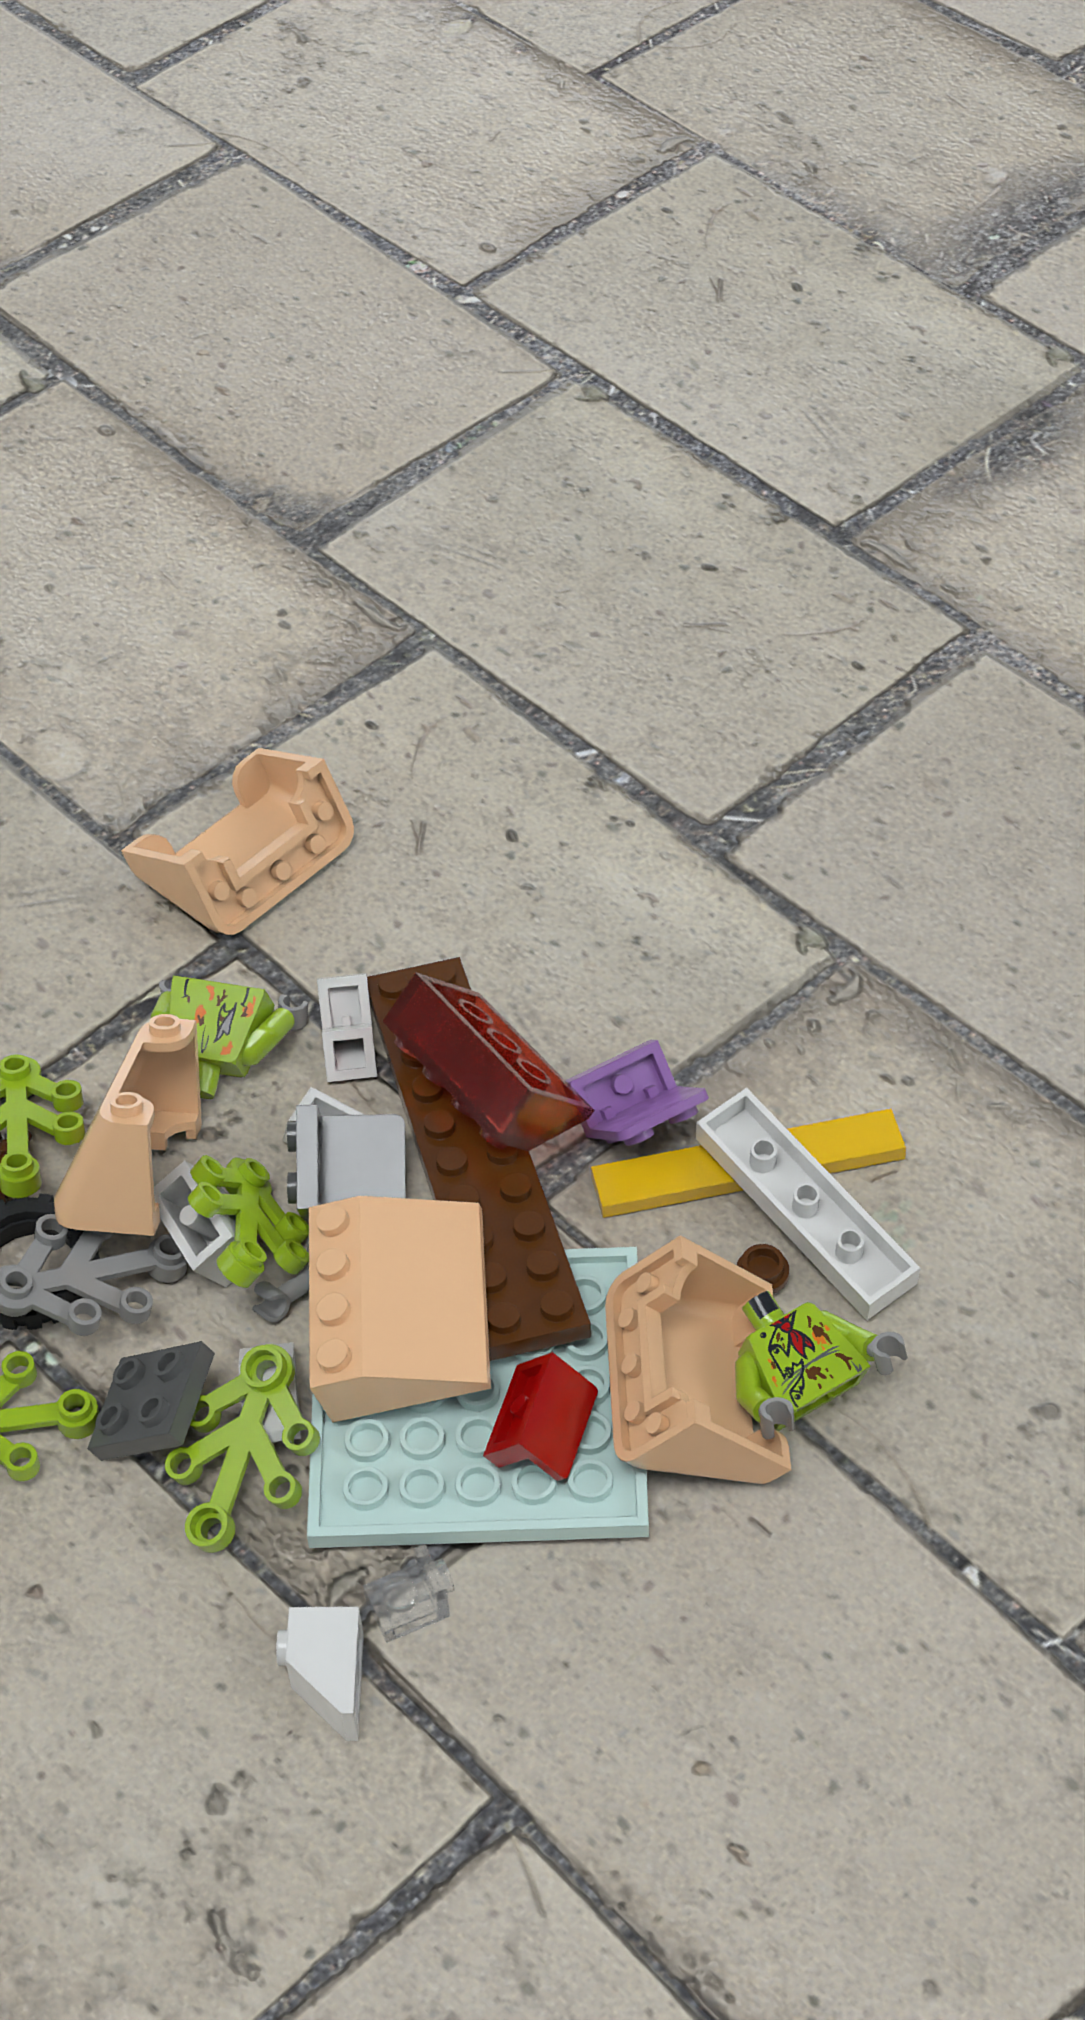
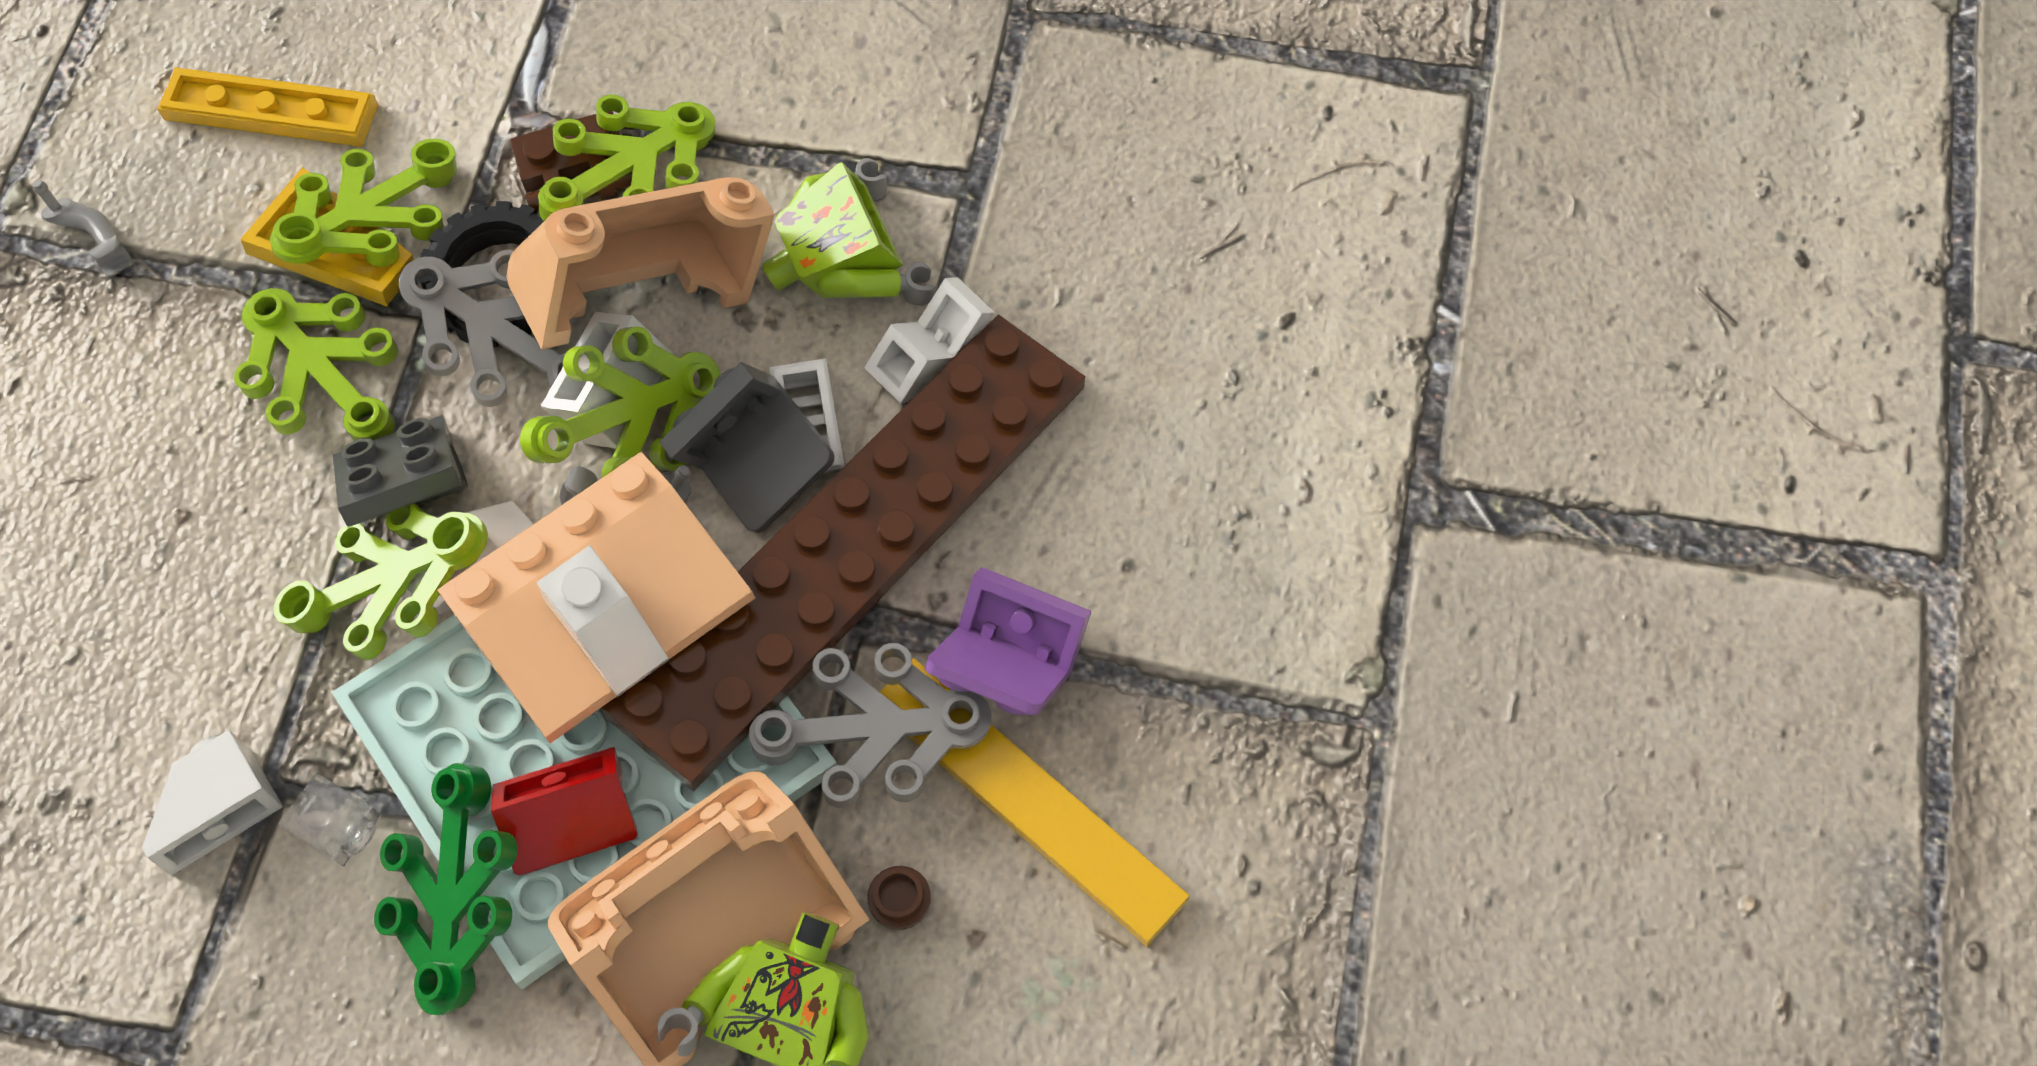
camera: 55 degrees right, 15 degrees up
(257, 853) = (1073, 124): light nougat windscreen -> none
(435, 1281) = (602, 620): none -> white slope
(484, 1064) = (932, 488): clear red slope -> none
(549, 1532) = (445, 964): none -> green plant
(660, 1159) = (881, 725): none -> light grey plant
(807, 1203) = (993, 891): white piece -> none

